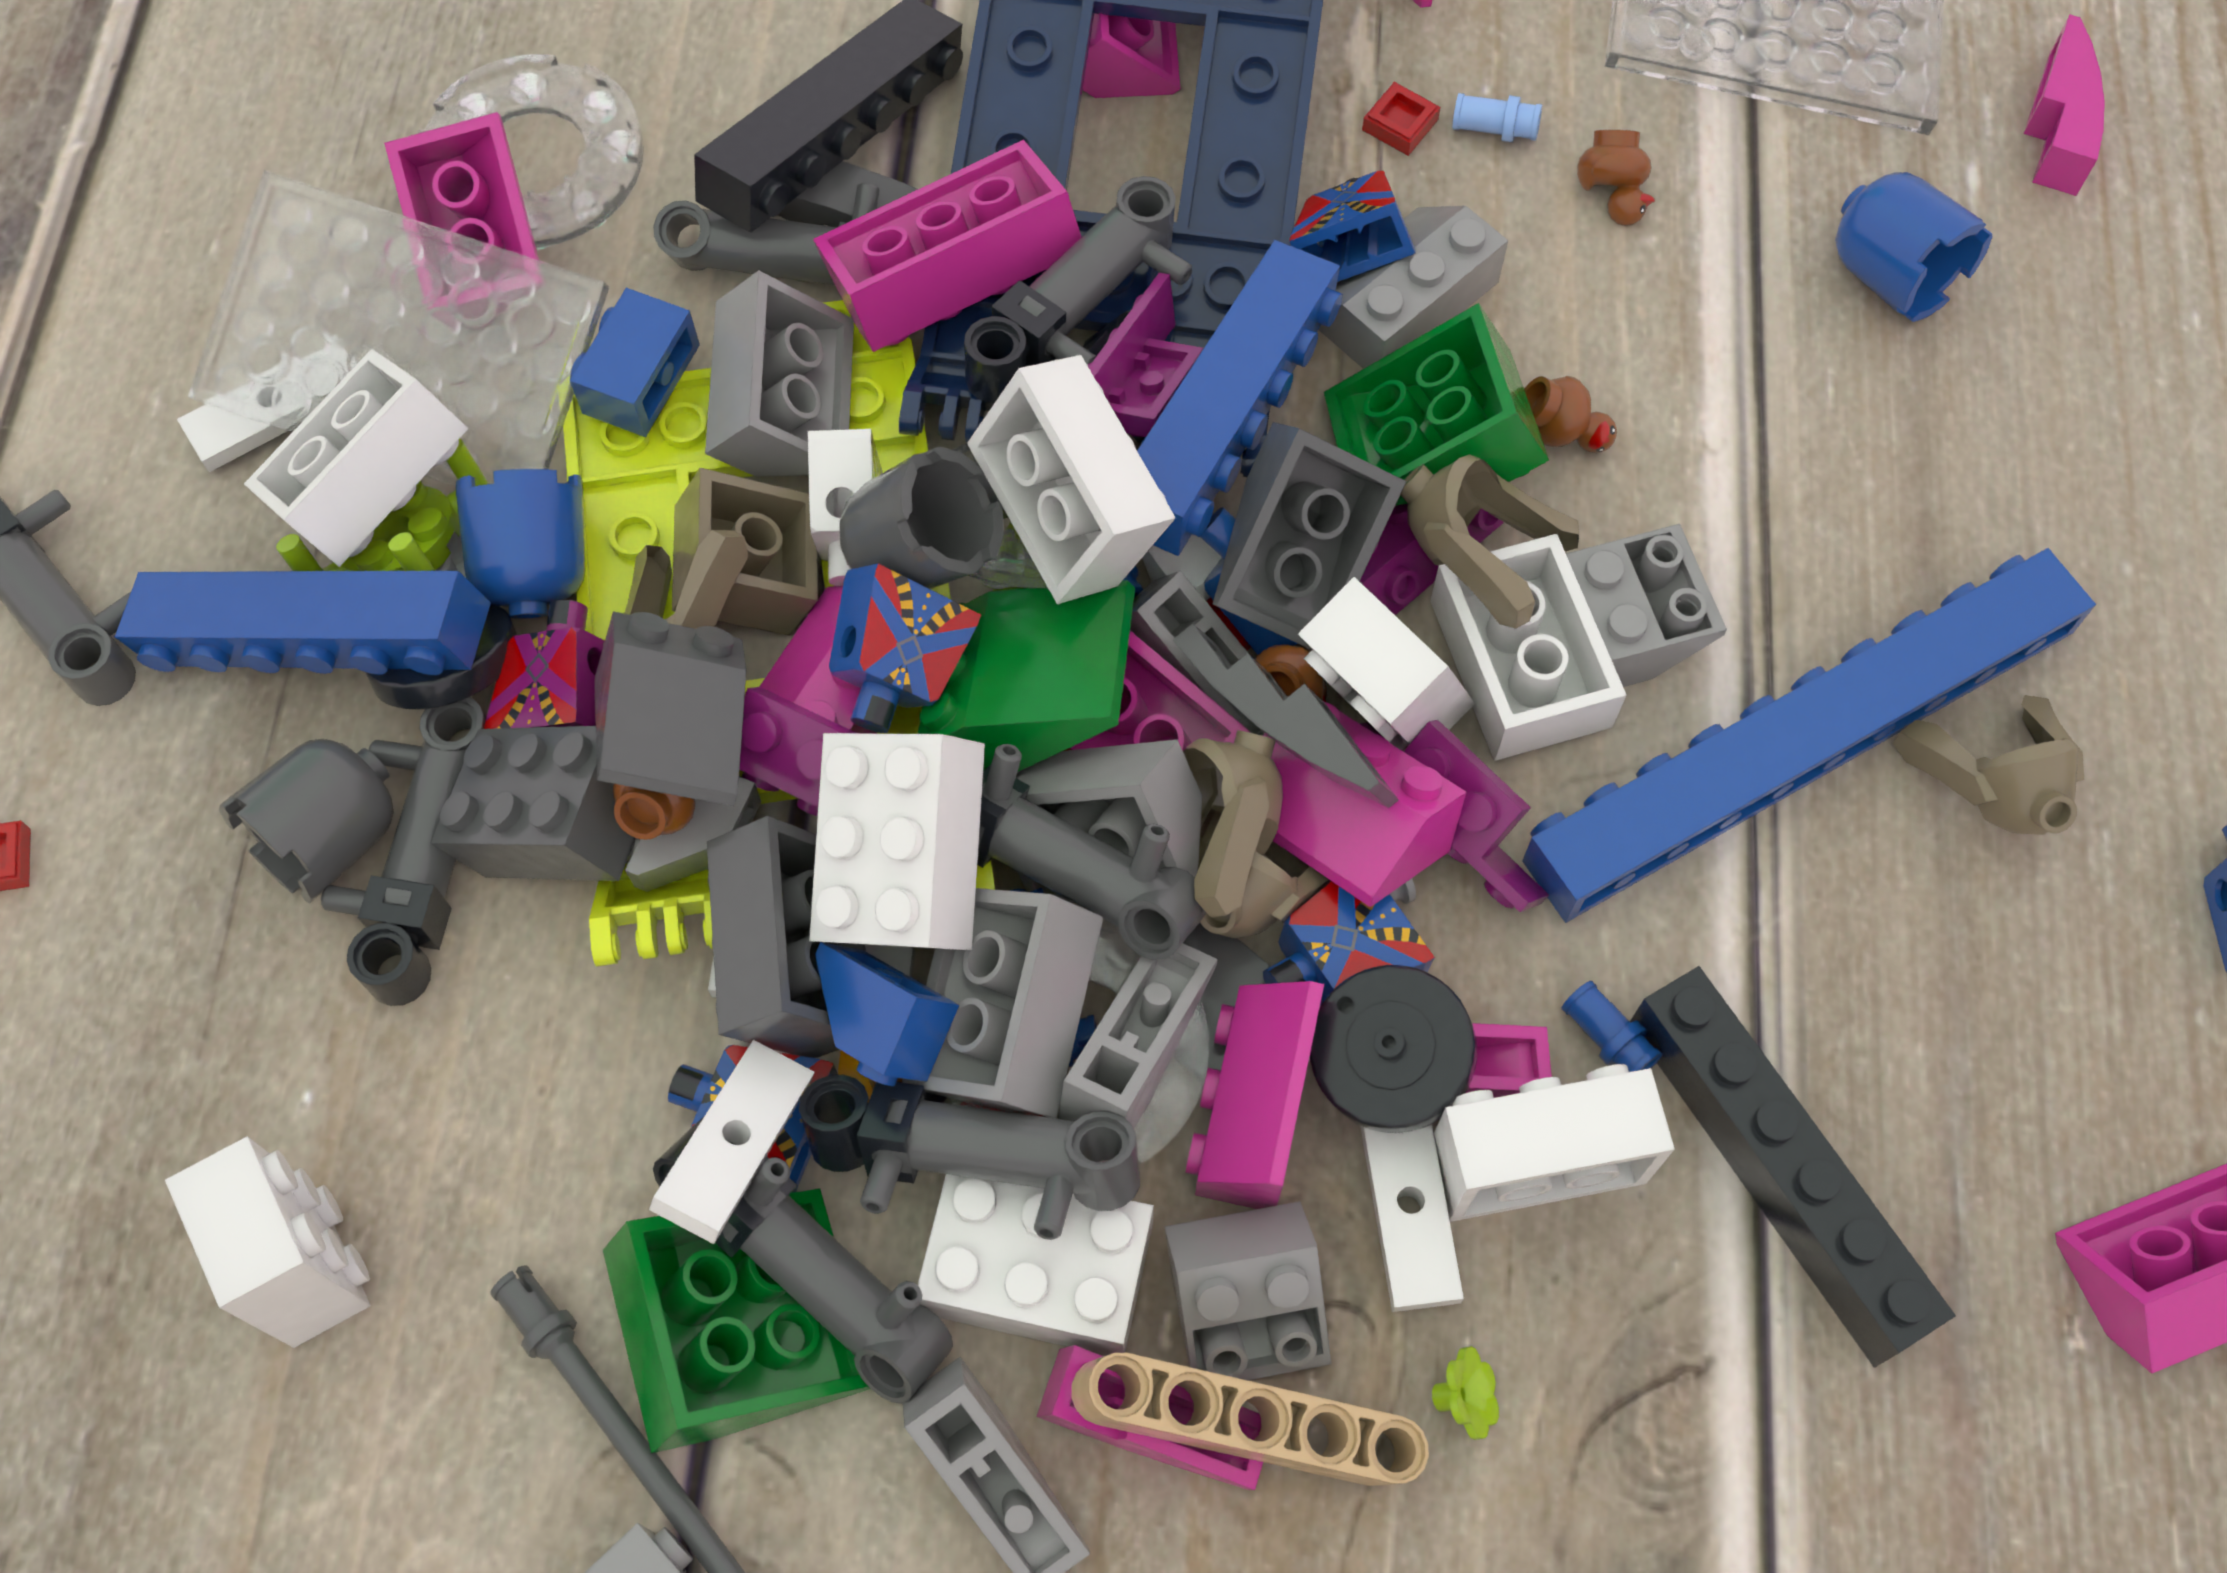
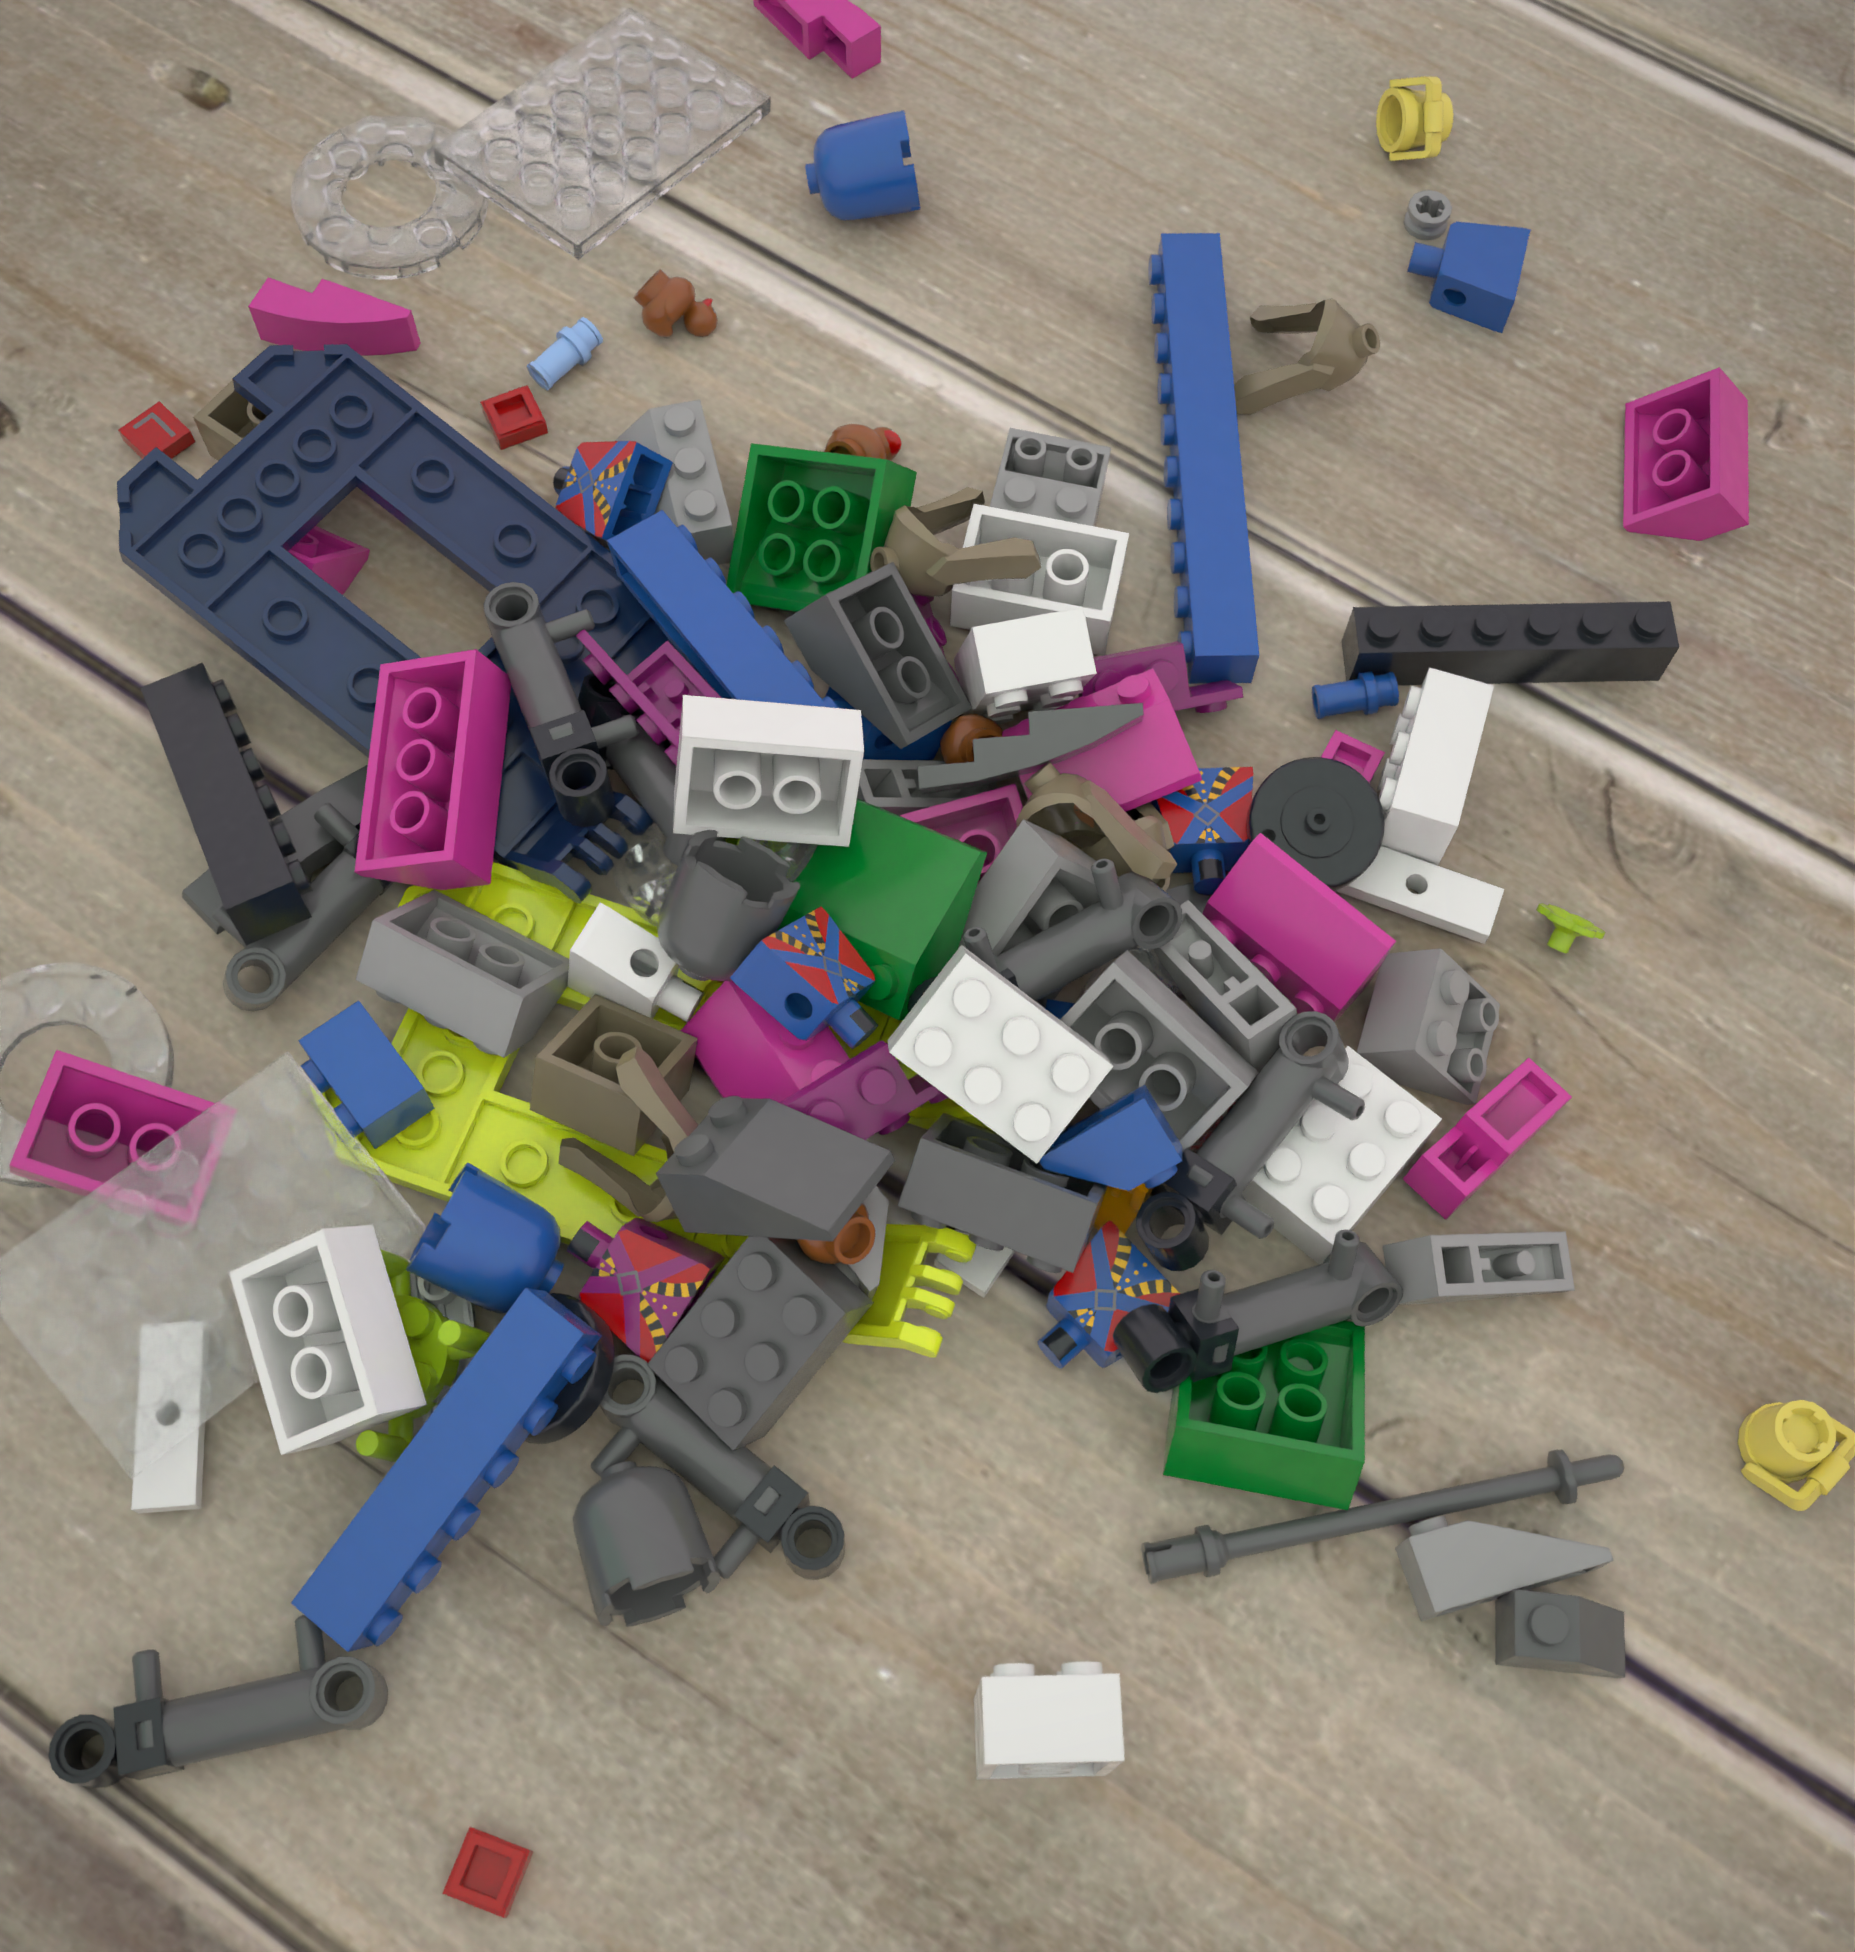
camera: 65 degrees left, 0 degrees up
(747, 1112) = (1168, 1303): white tile -> none
(1283, 1420) = (1534, 1067): tan beam -> none

